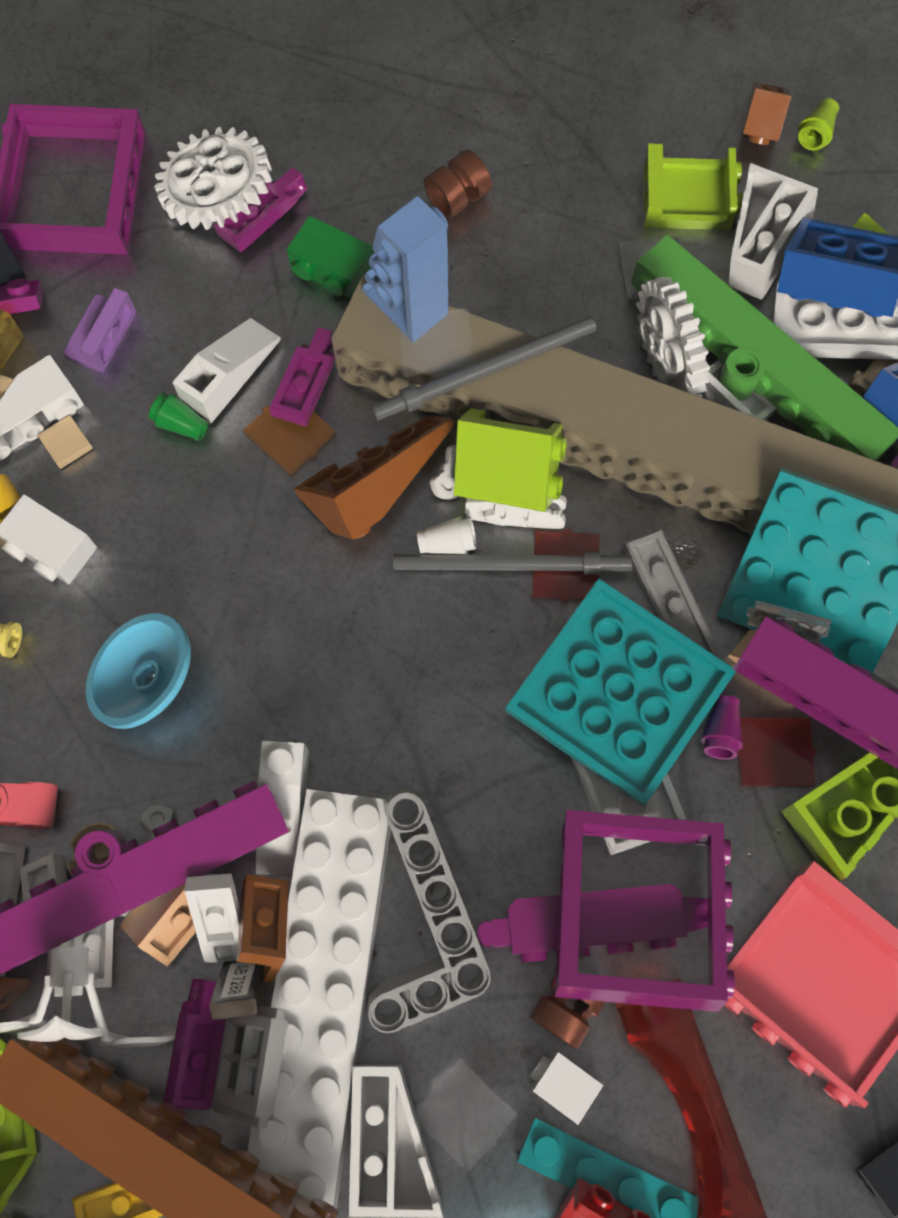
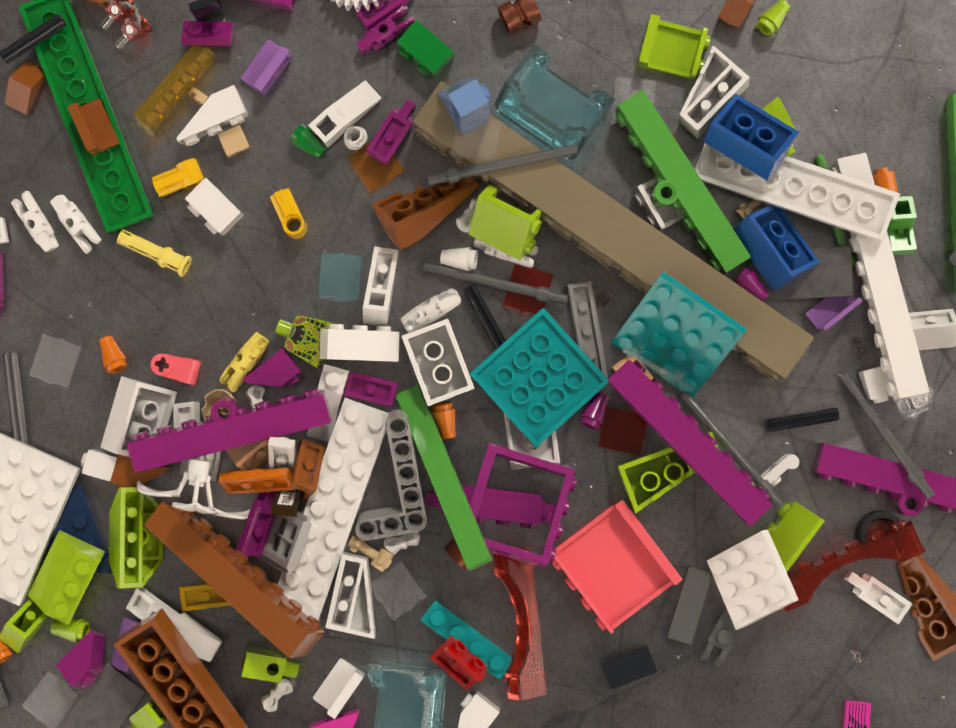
camera: 15 degrees right, 15 degrees up
(129, 772) = (244, 362): none -> light yellow hinge
(138, 671) = (252, 297): medium azure dish -> none
(167, 526) = (288, 212): none -> yellow piece
(179, 967) = (256, 480): none -> orange plate
(184, 776) = (276, 371): none -> magenta slope
(229, 709) = (303, 338): none -> torso
(250, 397) = (353, 132): none -> white plate
(265, 248) = (376, 39): none -> magenta hinge
(265, 606) = (340, 275): none -> clear light blue piece
(313, 697) = (359, 343): none -> white brick
(331, 608) = (380, 286): none -> white slope
(348, 770) = (371, 389): none -> magenta plate
(419, 626) = (431, 310): none -> white hinge
(424, 1062) = (380, 559): none -> tan bar
(441, 1030) = (394, 544): none -> white piece
(450, 701) = (438, 362): none -> white brick
(481, 794) = (445, 419): none -> orange cone
(506, 616) = (484, 315): none -> black axle
(514, 898) = (444, 479): none -> bright green tile
(530, 293) = (550, 105): none -> clear light blue windscreen
(564, 1085) = (454, 587): white brick -> none
(672, 336) = (625, 165): white gear -> none

